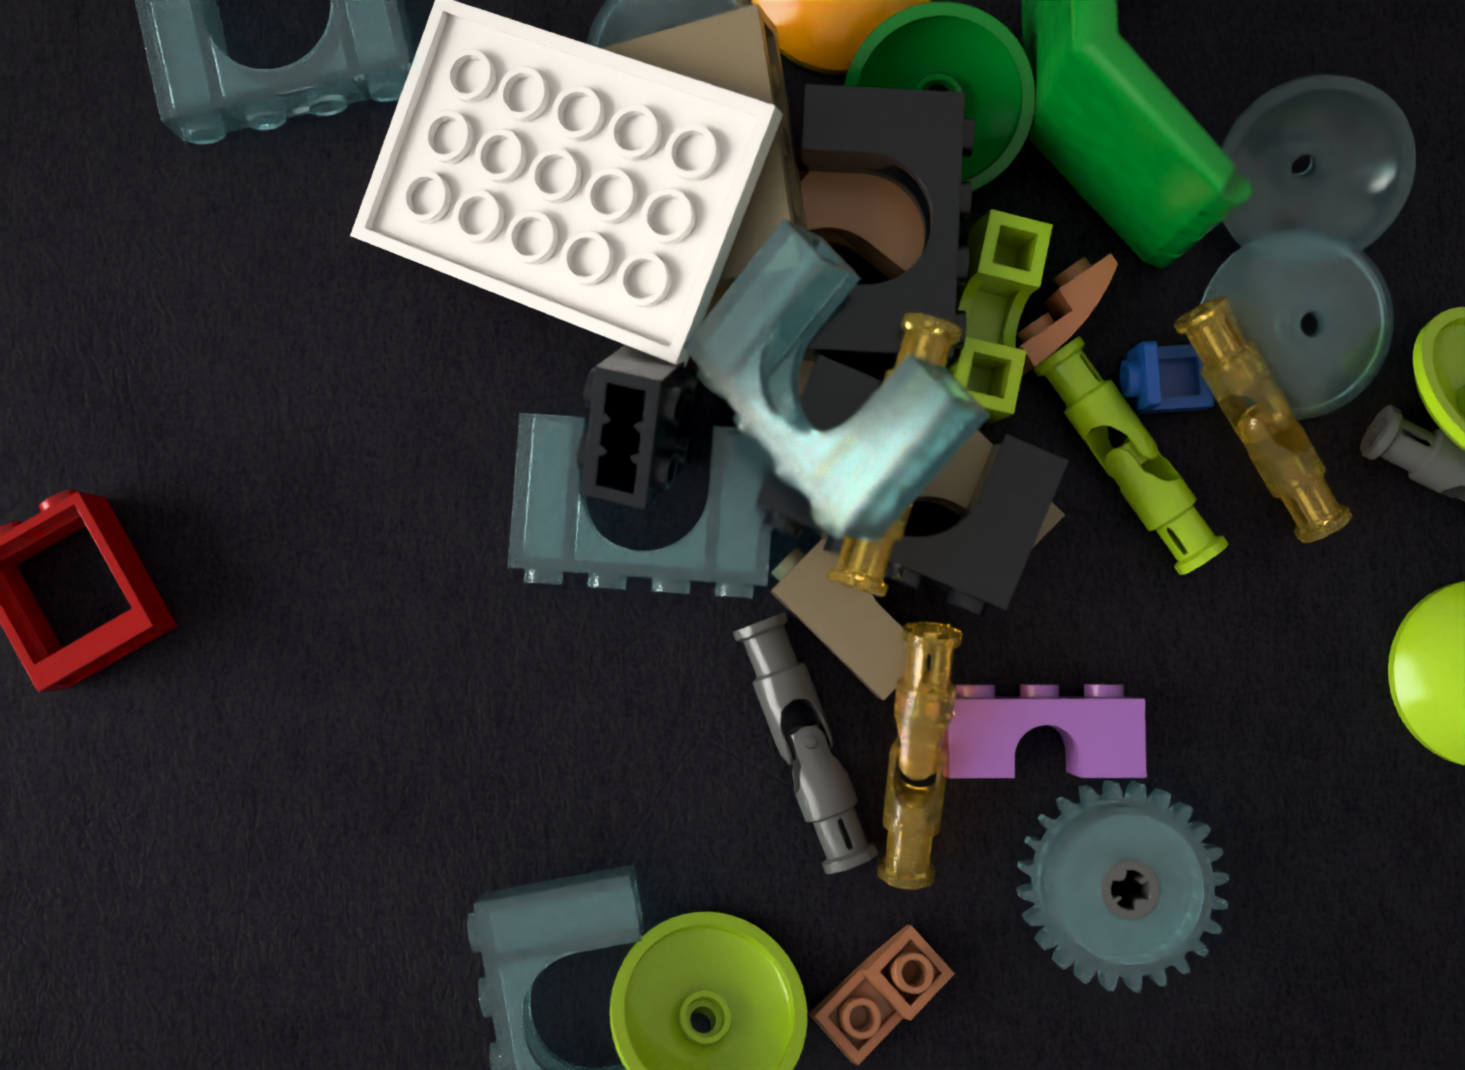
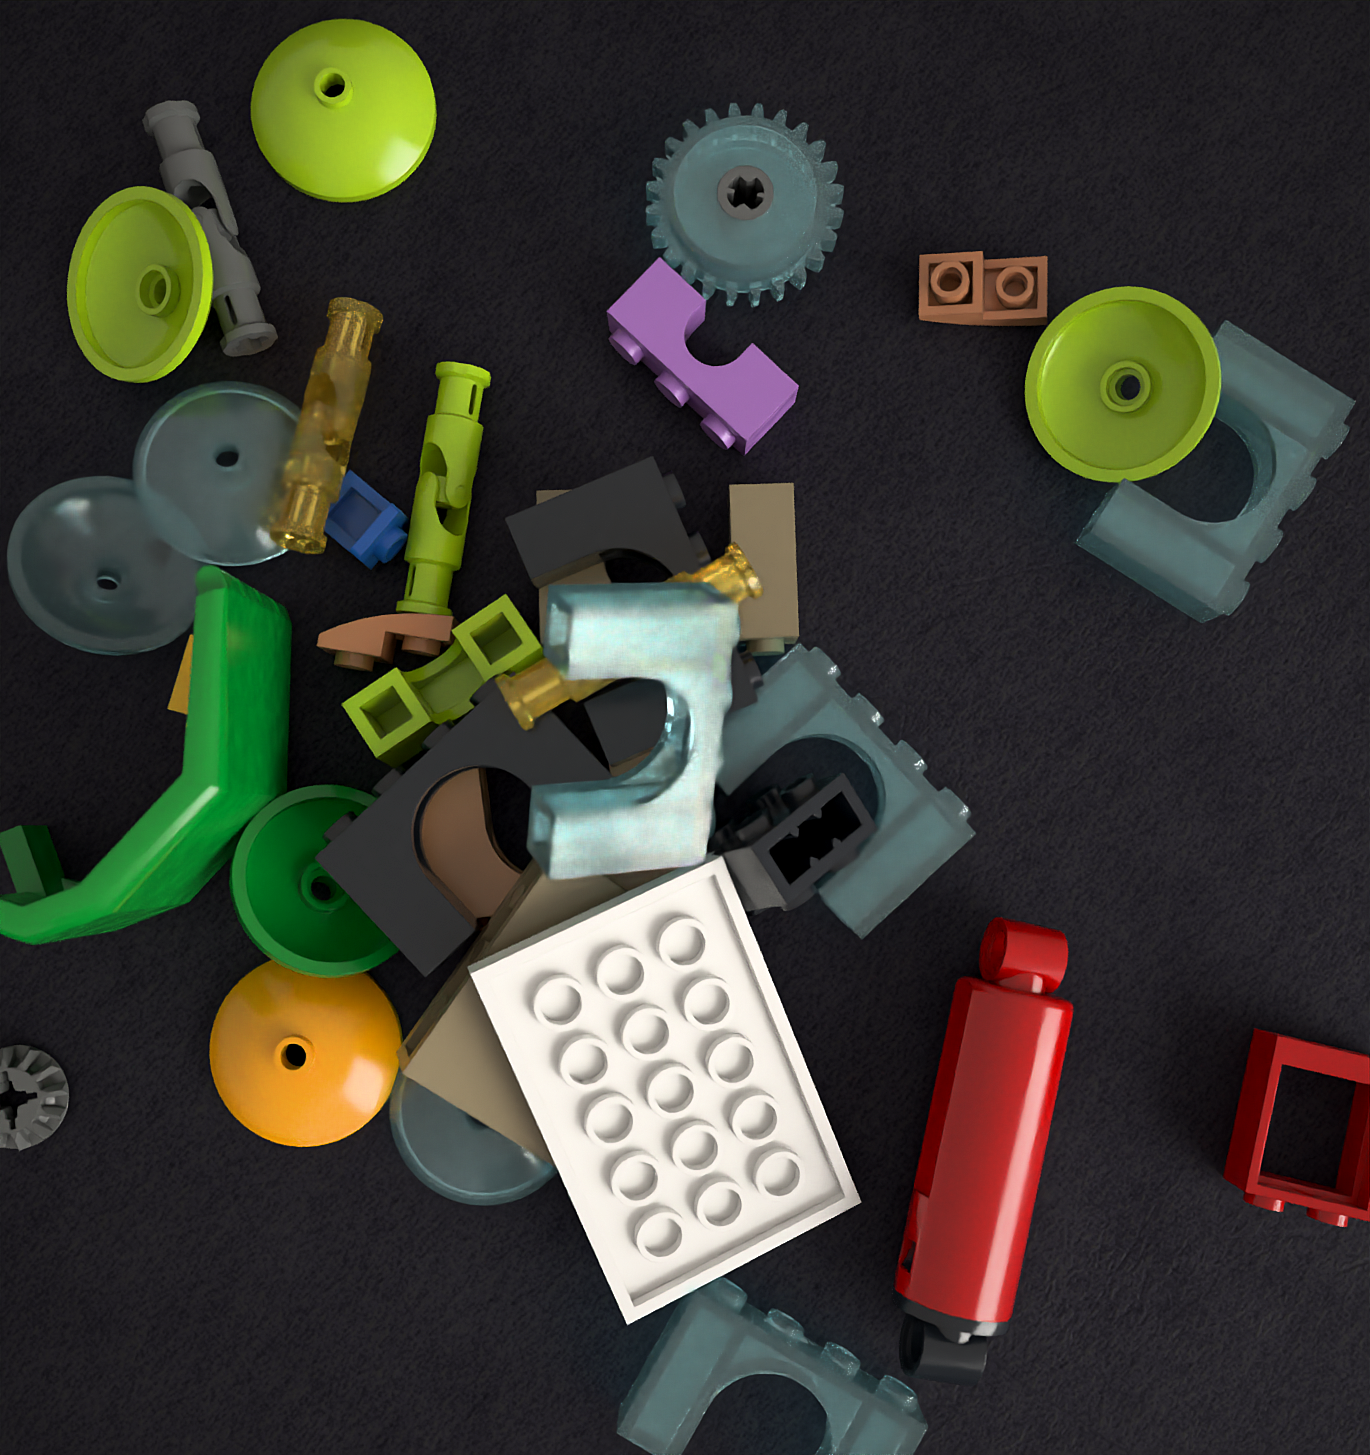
camera: 140 degrees left, 0 degrees up
(295, 347) = (982, 1153): none -> red piece
(818, 776) = (888, 474): dark grey piece -> none
(922, 714) = (777, 443): clear yellow piece -> none

